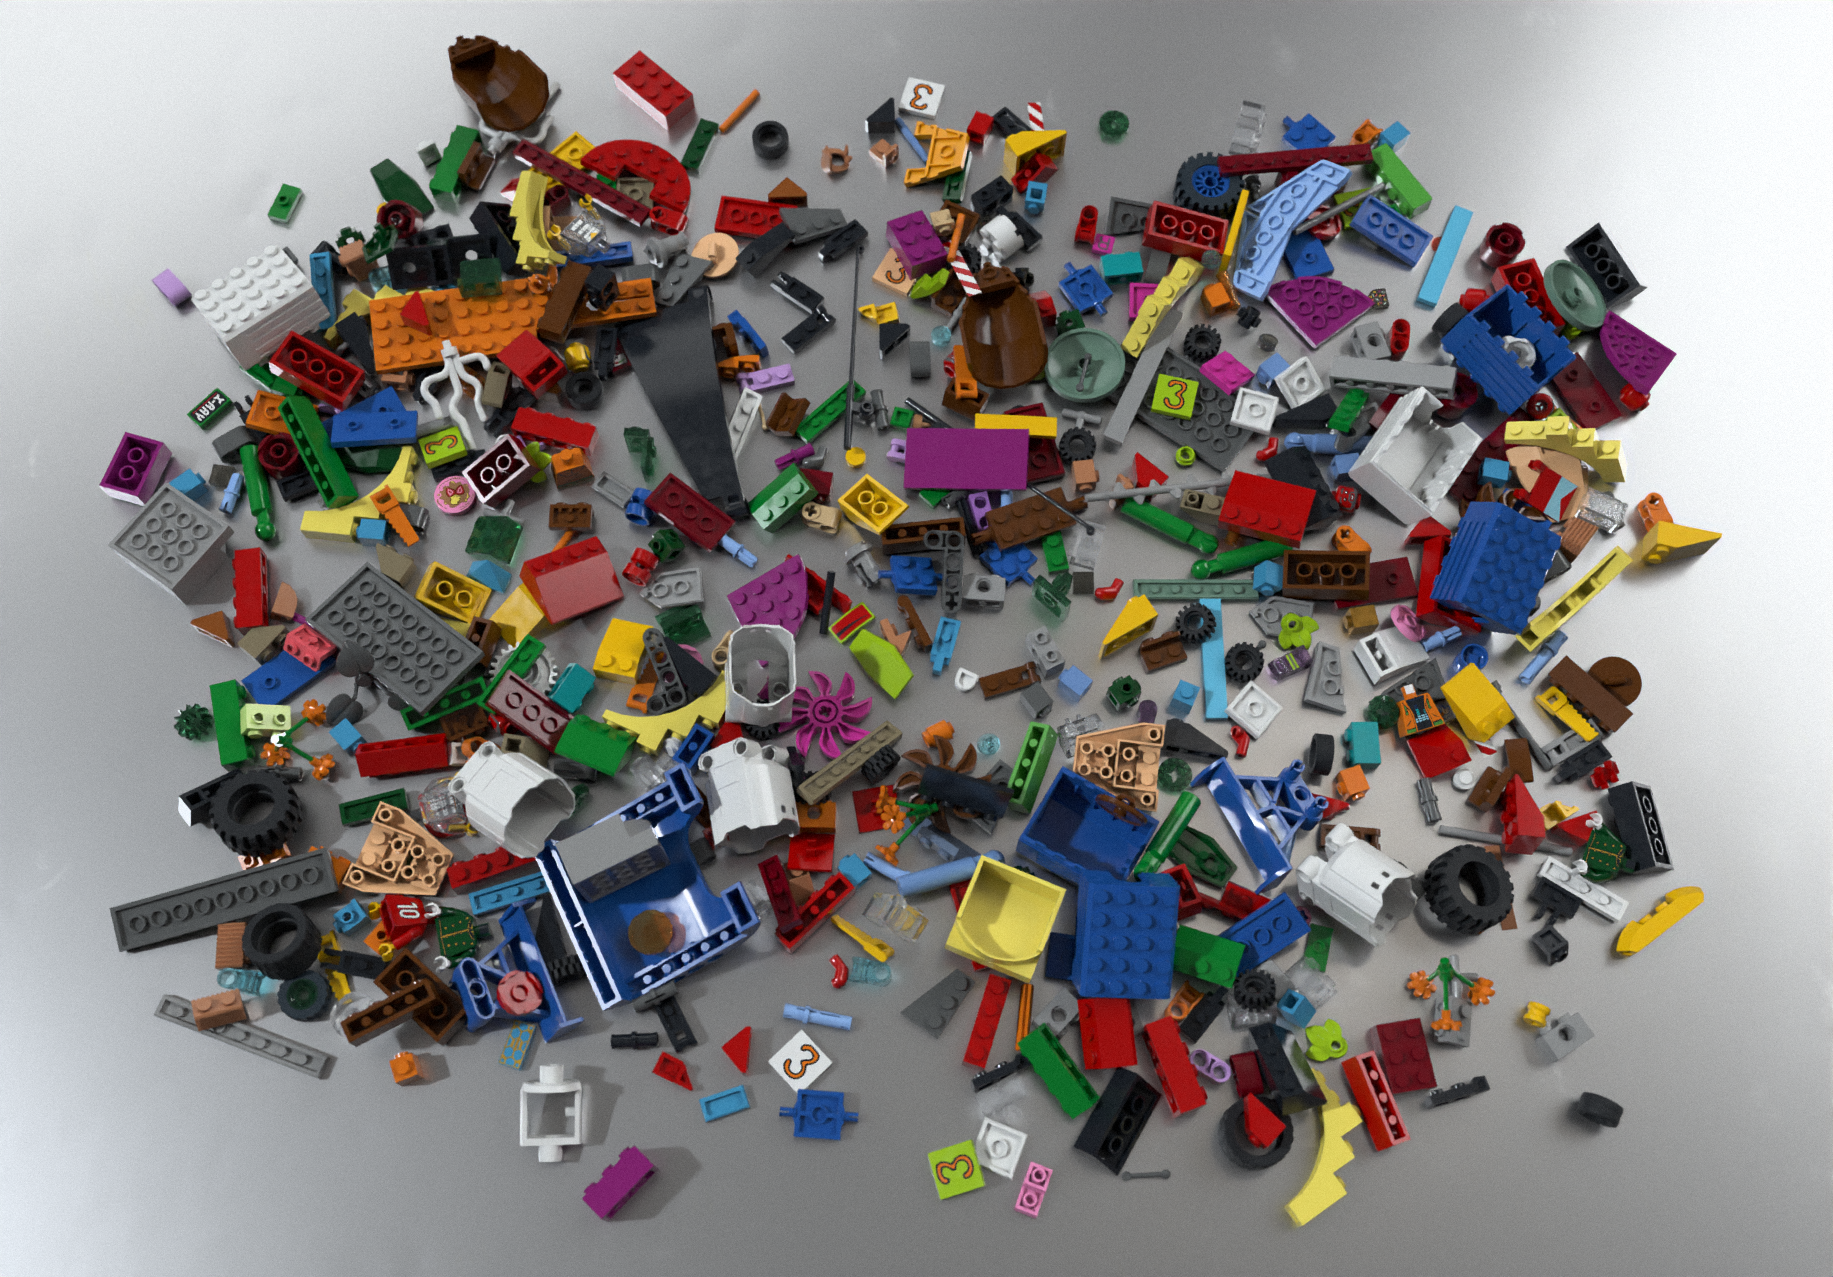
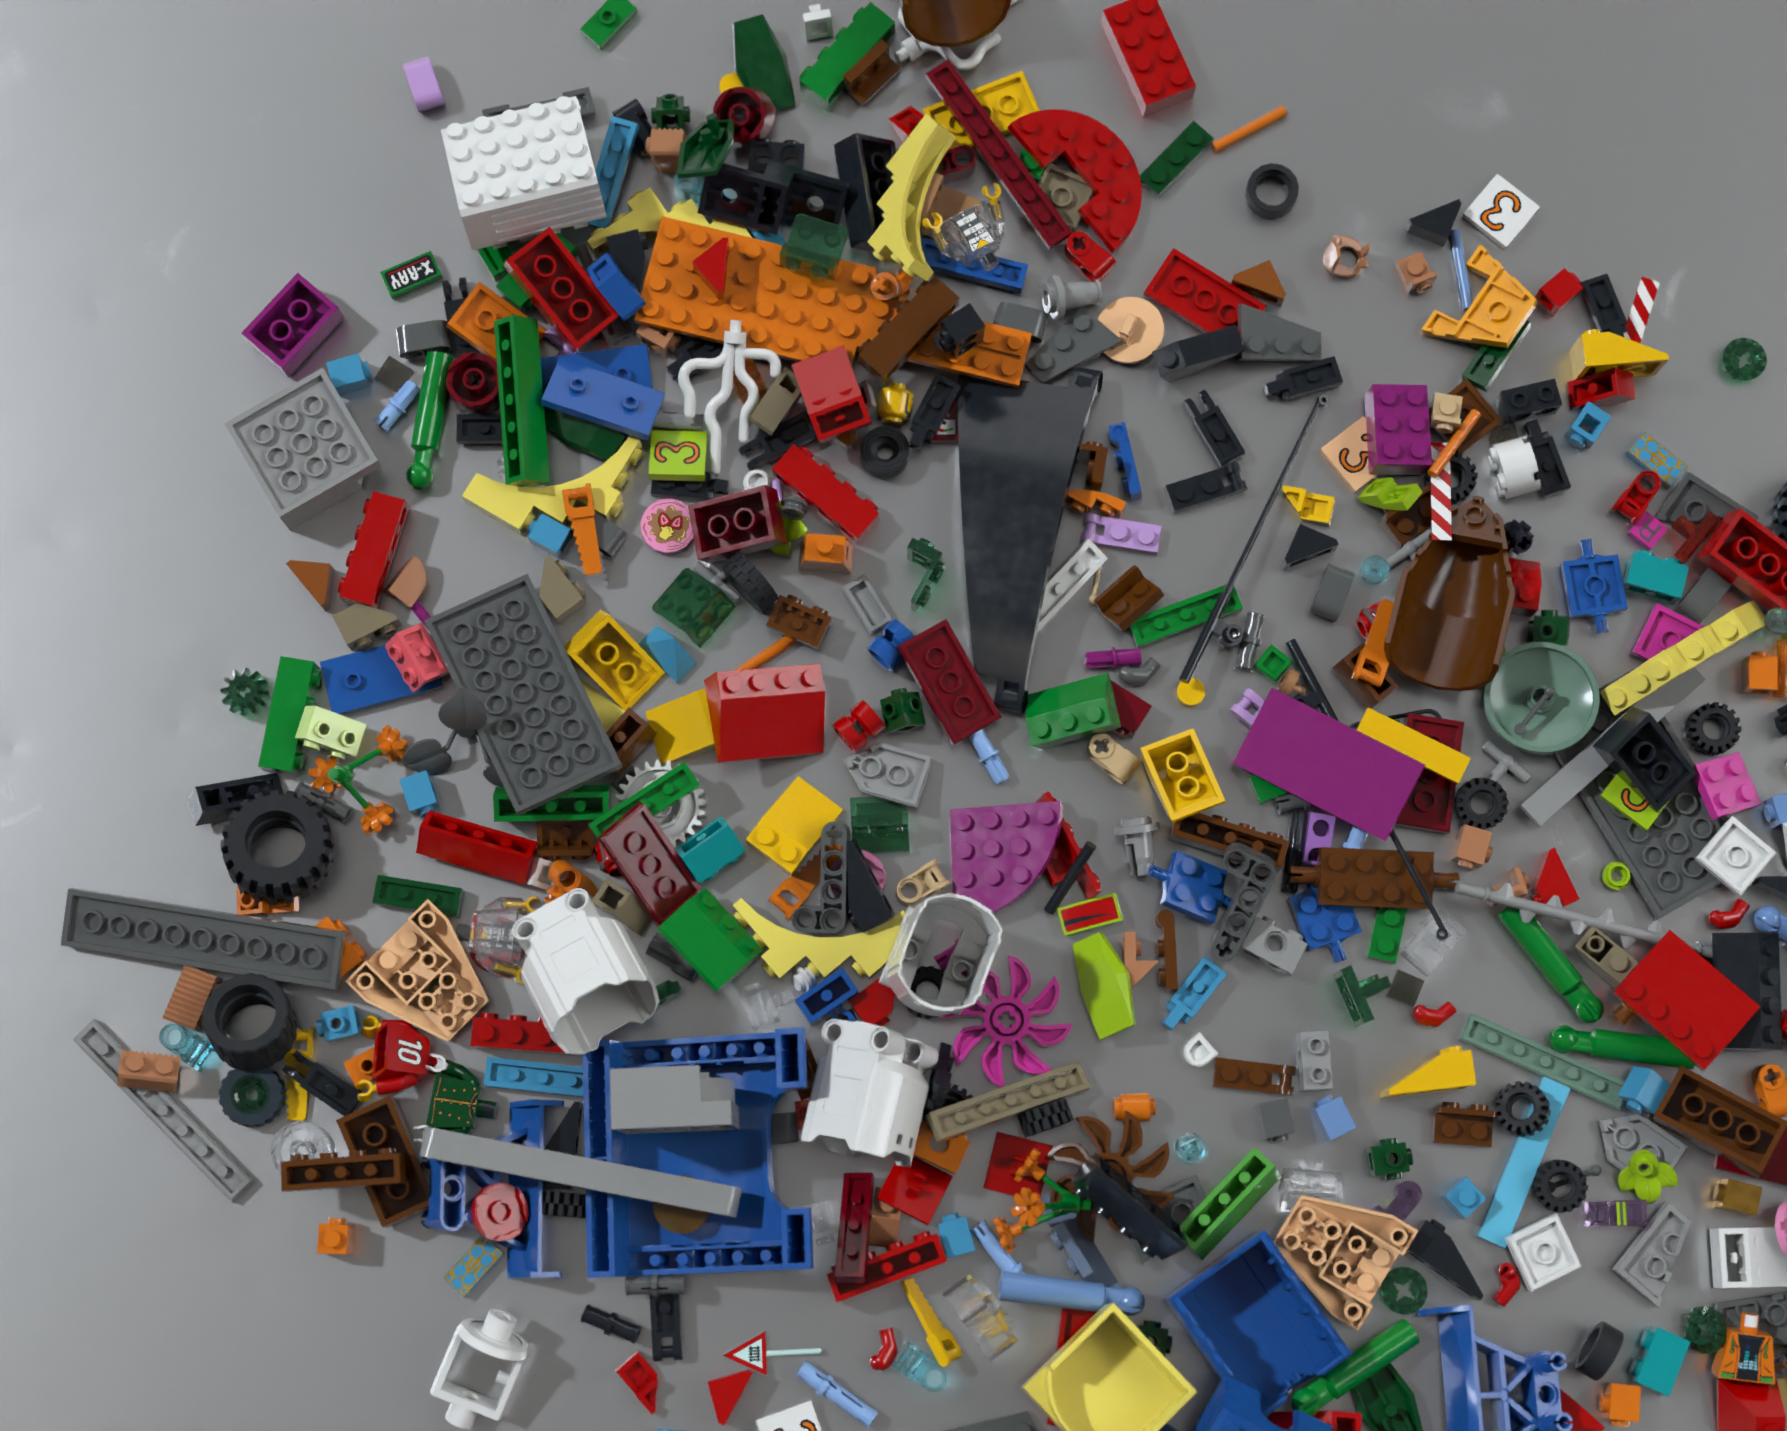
camera: 25 degrees right, 10 degrees up
(354, 353) = (615, 286): none -> blue slope
(525, 504) = (749, 582): none -> black tyre
(535, 444) = (792, 508): none -> dark grey bush
(564, 935) = (580, 1172): none -> light grey beam
(748, 1015) = (754, 1353): none -> piece
(1081, 198) = (1655, 457): none -> dark azure tile
(1120, 809) = (1308, 1323): reddish brown shield -> none
(1133, 233) = (1693, 534): none -> clear red tile
(1168, 371) = (1645, 758): none -> black slope

